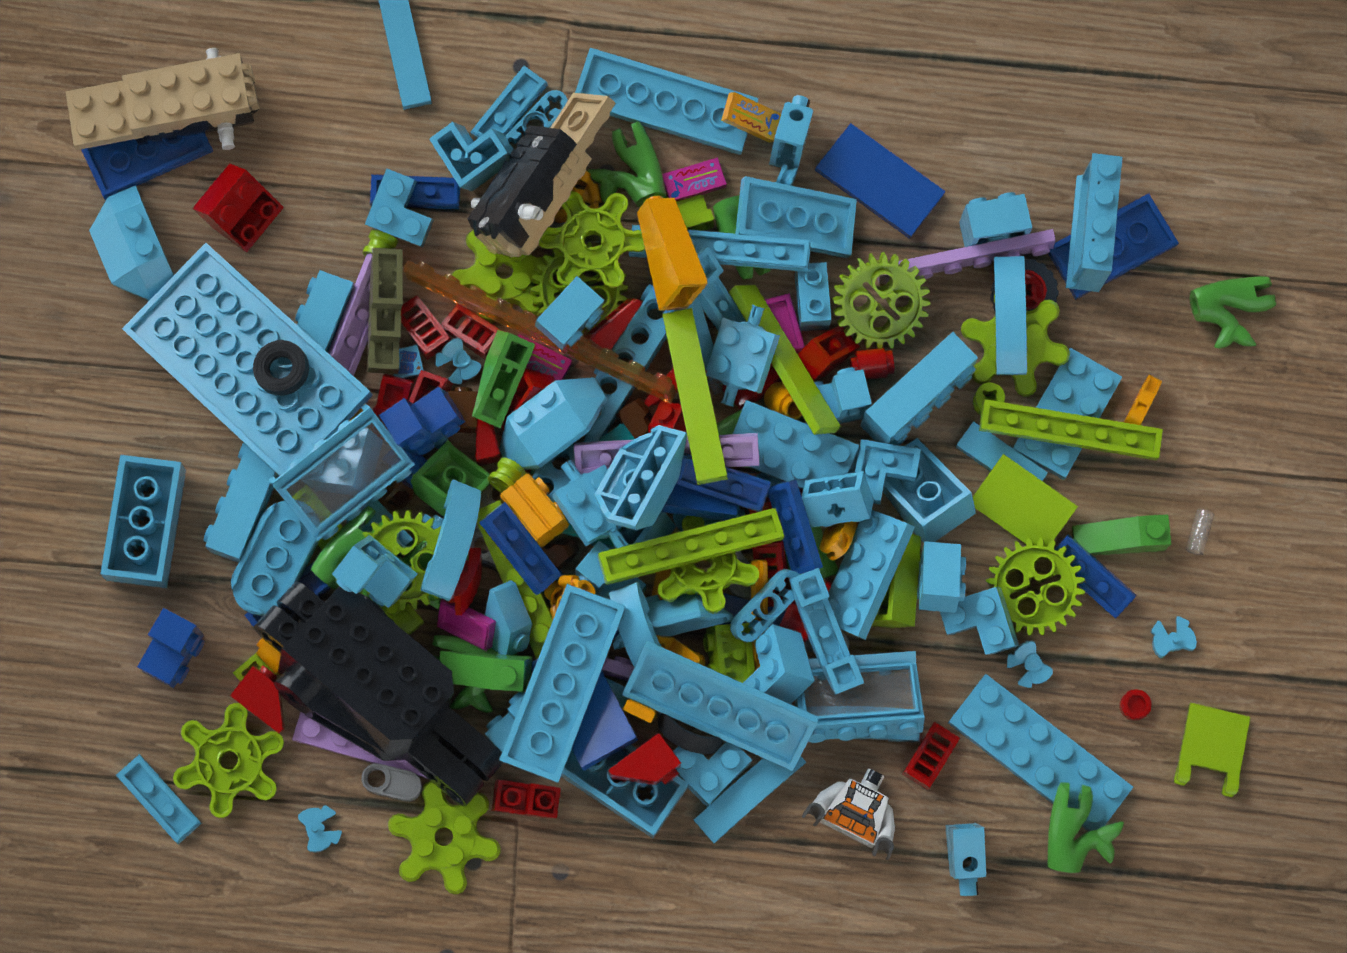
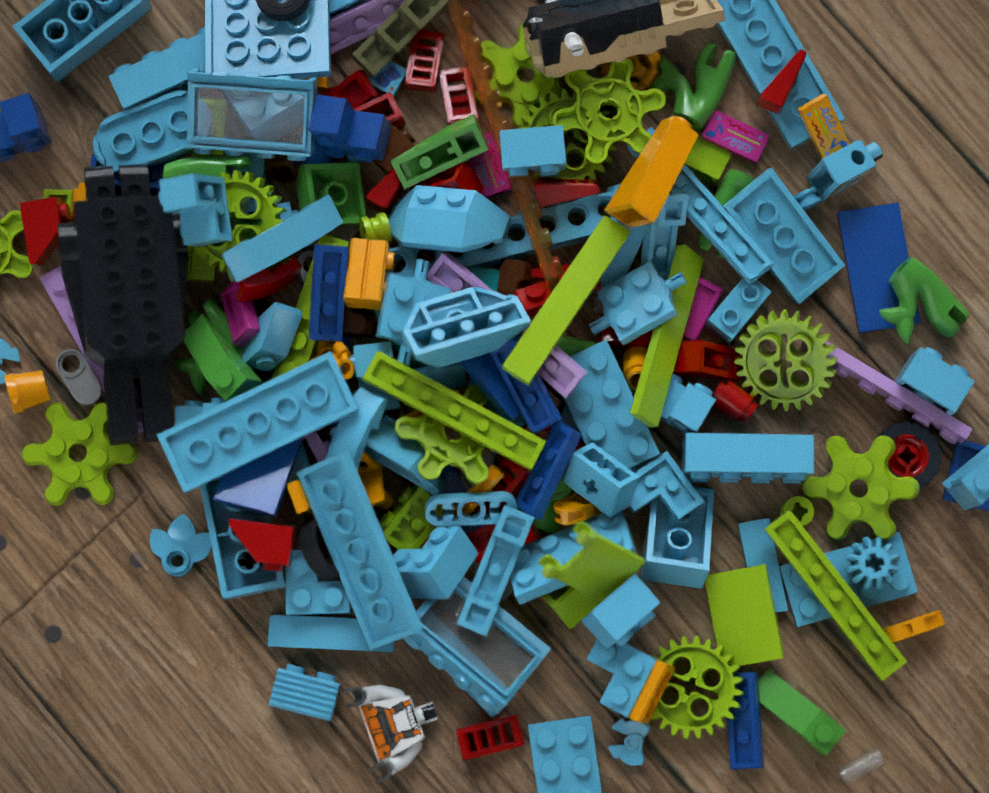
camera: 50 degrees right, 5 degrees up
(363, 826) = (26, 390): none -> light orange piece
(454, 352) = (428, 120): medium azure piece -> none
(526, 799) = (162, 482): red slope -> none
(579, 829) = (180, 540): none -> medium azure plate
(697, 122) = (778, 90): none -> red slope
(774, 848) = (305, 693): none -> medium azure brick
(895, 560) = (596, 568): none -> lime flag
(949, 167) = (938, 301): none -> bright green piece
(1010, 315) = (873, 463): medium azure slope -> none
(1013, 613) = (652, 692): none -> light orange tile
(1064, 377) = (875, 552): none -> medium azure gear

